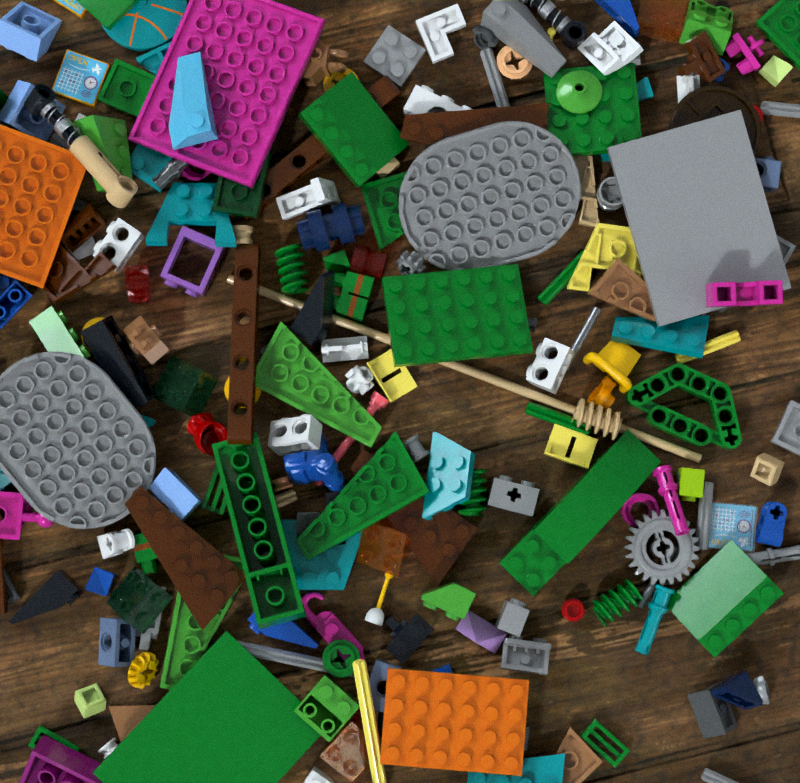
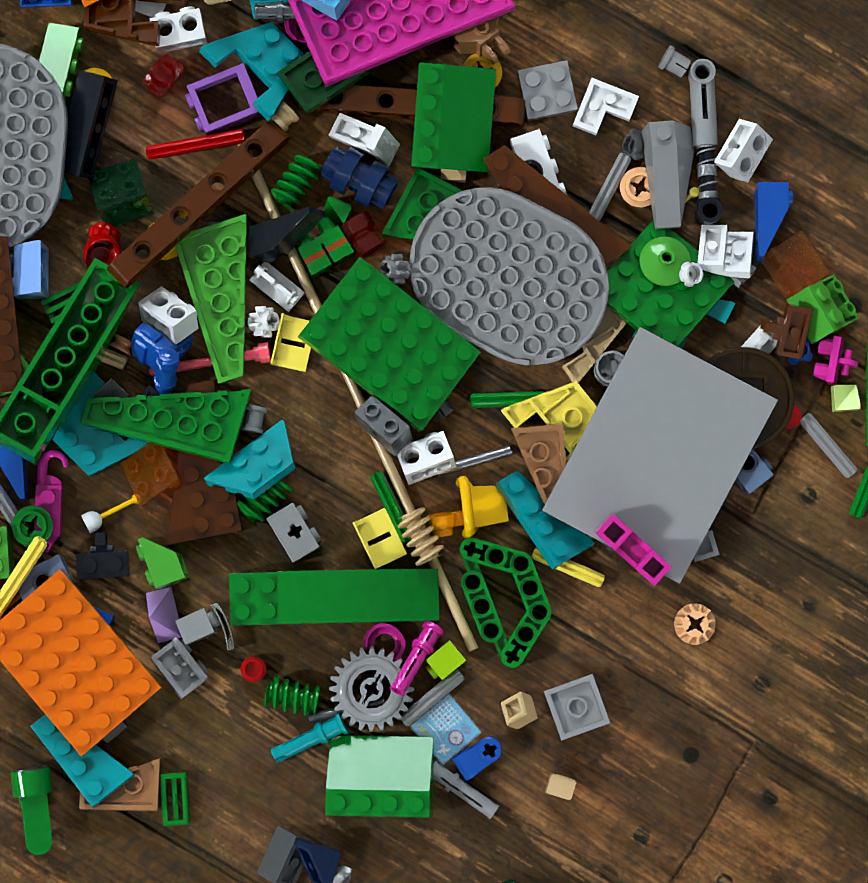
camera: 45 degrees right, 0 degrees up
(146, 340) = (126, 126): medium nougat hinge -> none
(202, 308) = (195, 144): none -> red axle
(504, 370) = (383, 425): none -> dark grey brick
(527, 599) = (228, 635): none -> sticker
(605, 83) = (691, 273): none -> white plate

